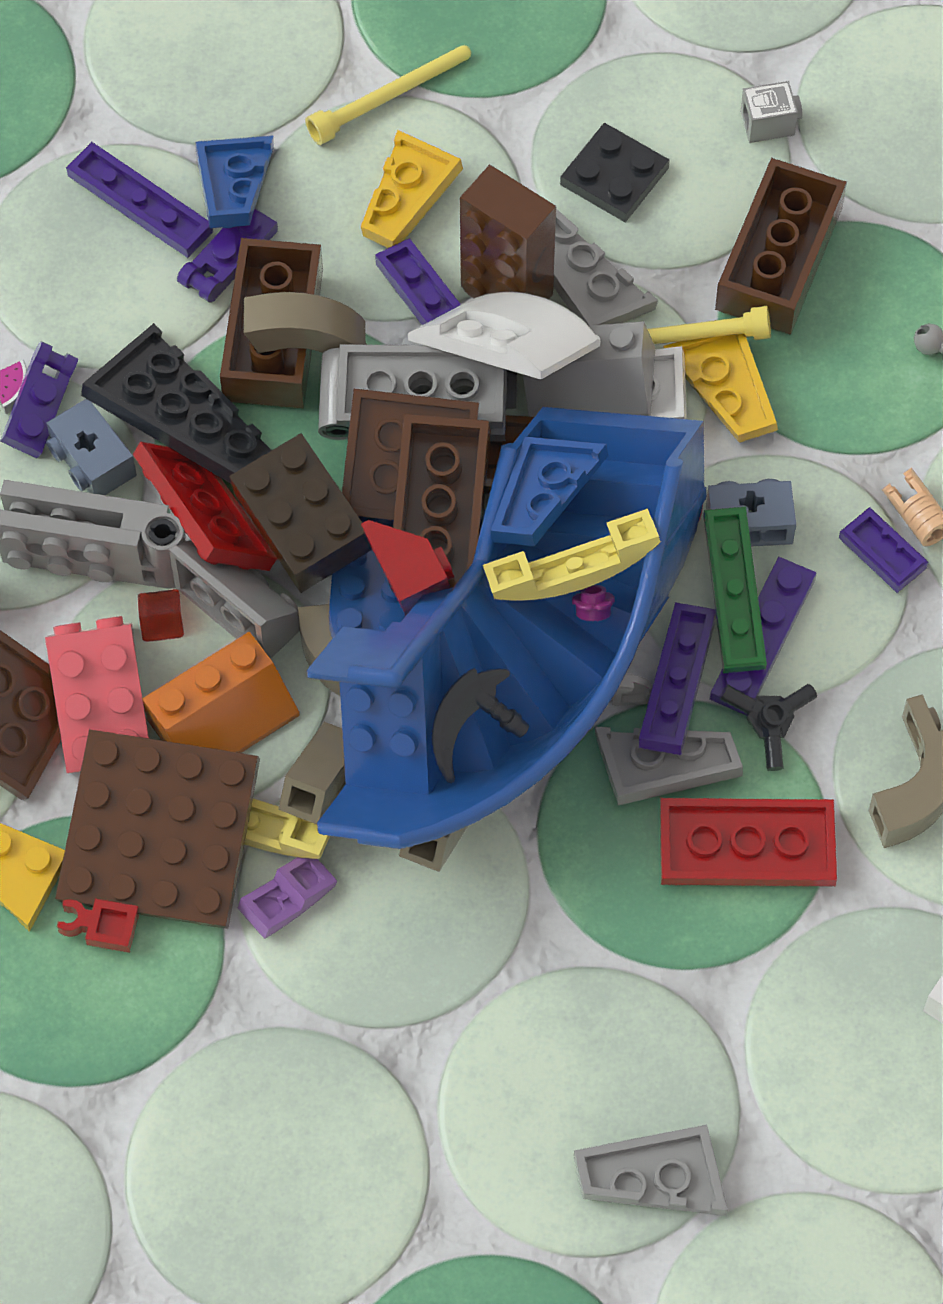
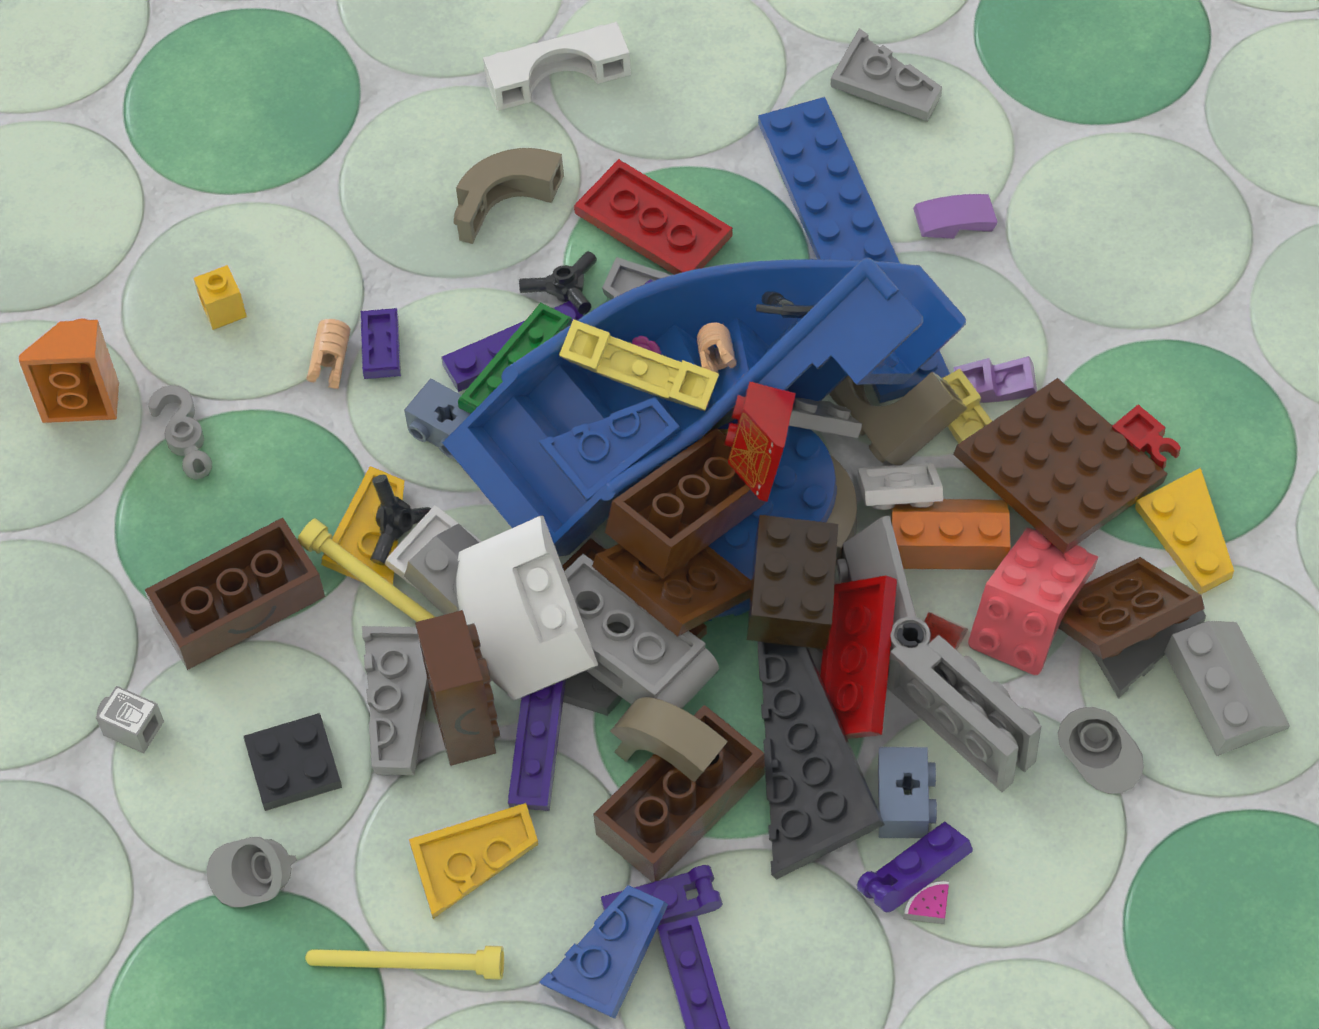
camera: 140 degrees left, 5 degrees down
(289, 707) = (900, 484): none -> white plate
(457, 1051) = (949, 214): none -> medium lavender slope
(526, 644) = (711, 357): none -> light nougat hinge
(553, 966) = (832, 200): none -> blue plate
(559, 71) = (249, 871): none -> light grey piece
(707, 381) = (393, 518): none -> black piece

